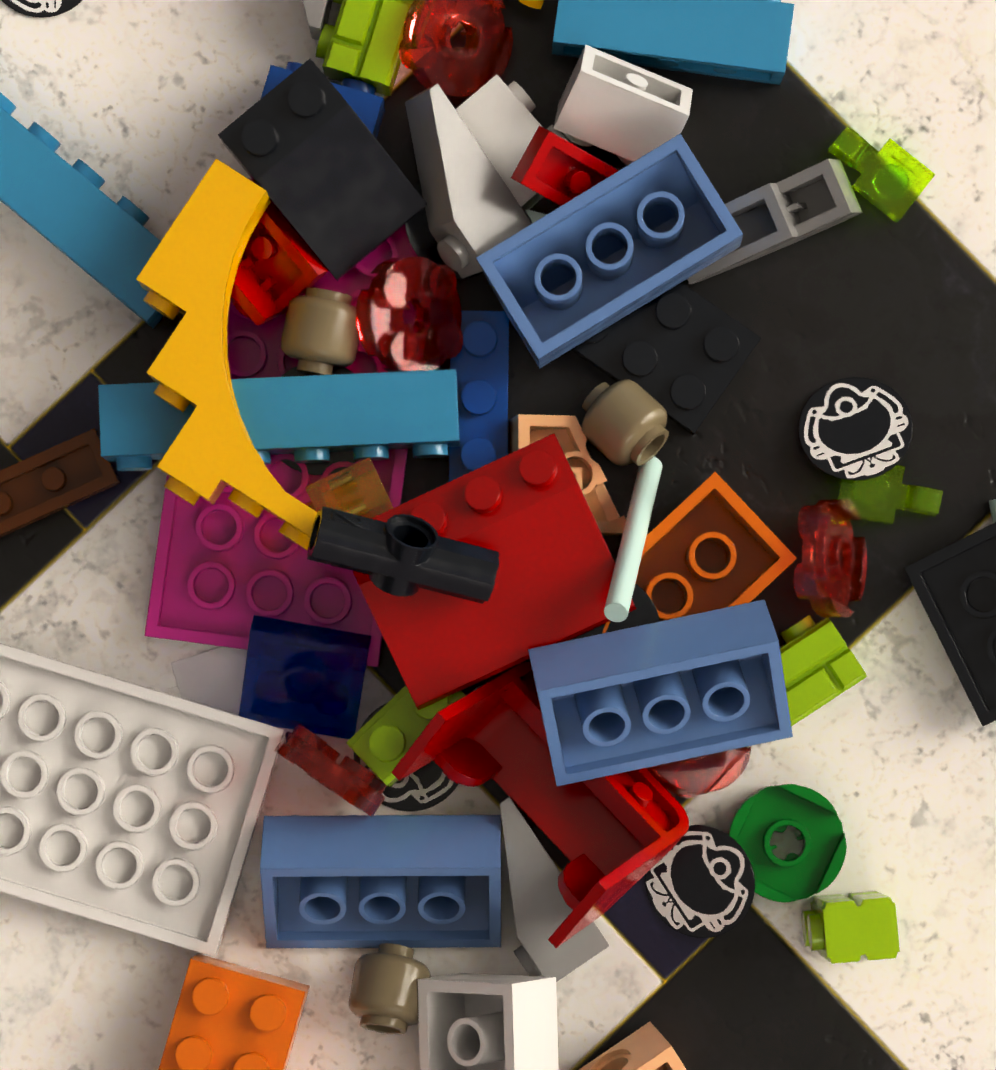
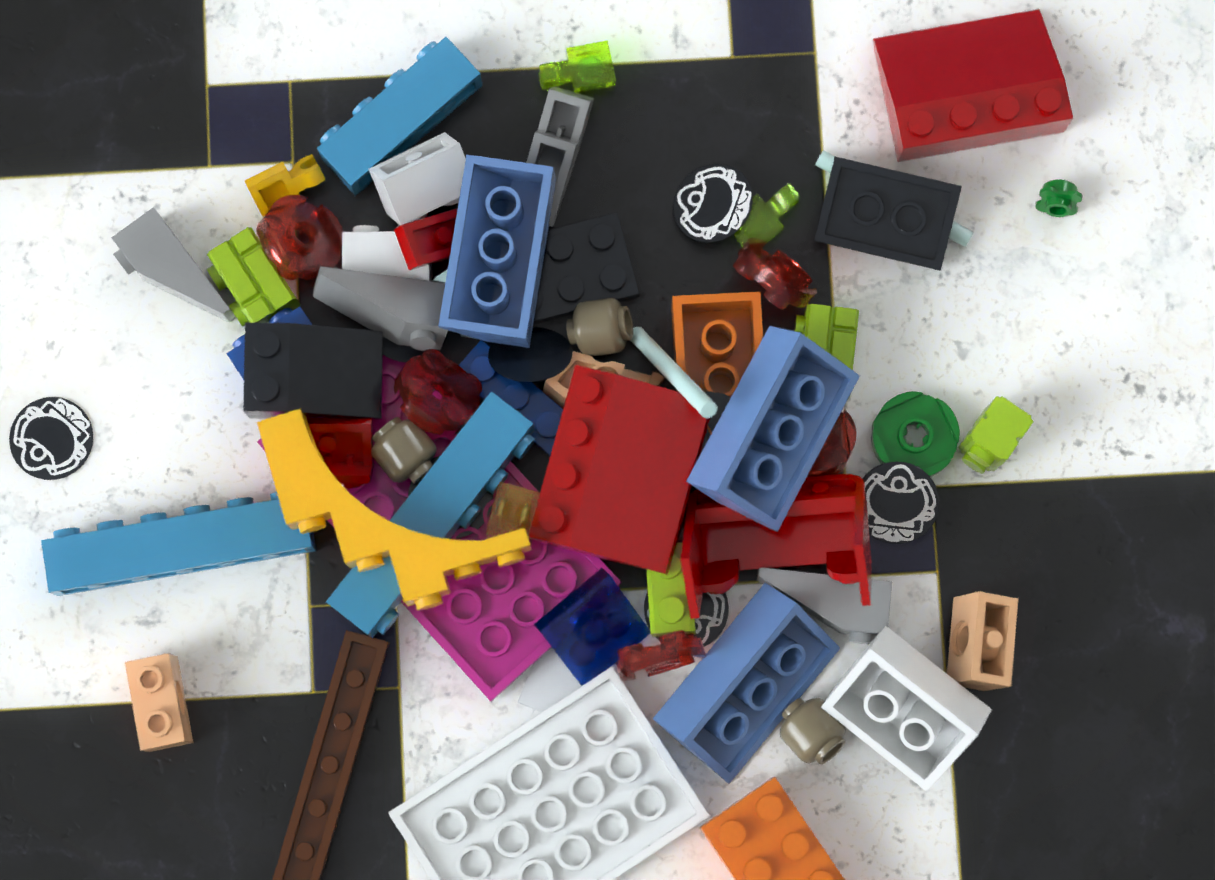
camera: 50 degrees left, 5 degrees down
(403, 555) = (574, 503): black piece -> none
(541, 394) = (544, 359): none -> black sticker

